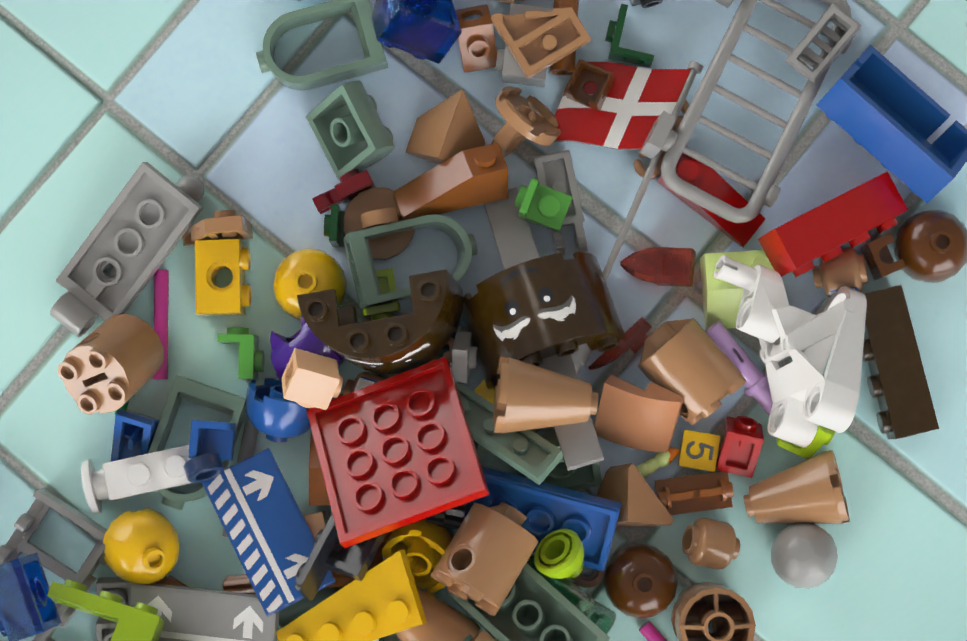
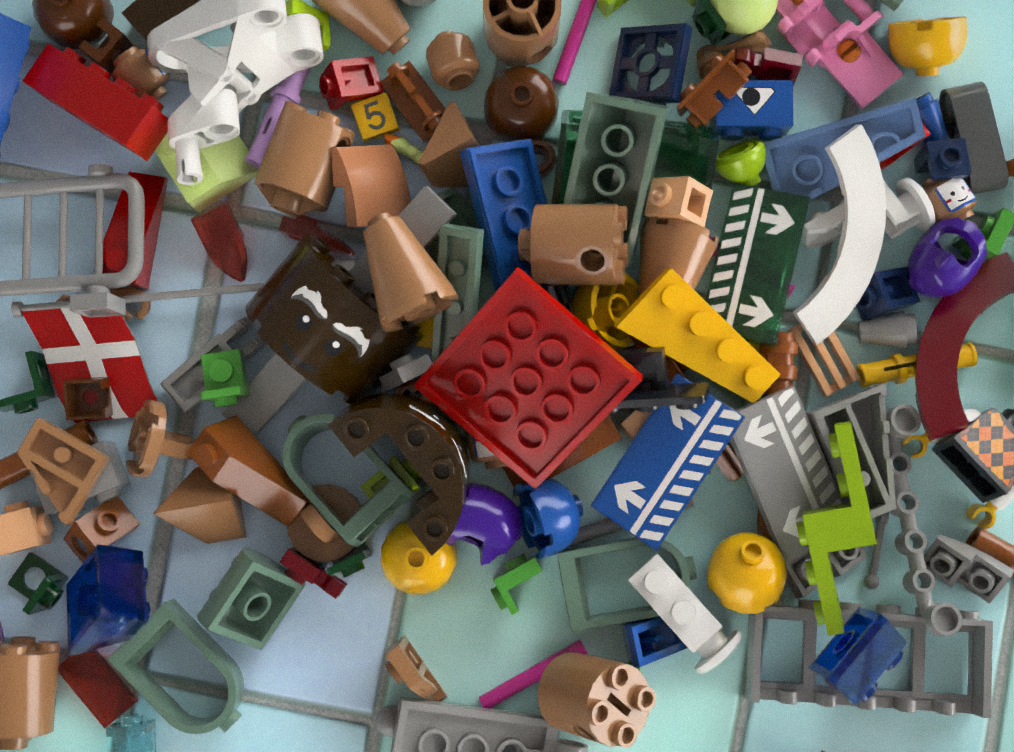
camera: 125 degrees left, 0 degrees up
(203, 467) = (643, 553): dark blue tile -> none
(211, 258) = (442, 661): yellow brick -> none
(212, 438) = (612, 561): blue panel -> none
(311, 379) = (504, 499): light nougat brick -> none
(560, 555) = (537, 181): lime brick -> none

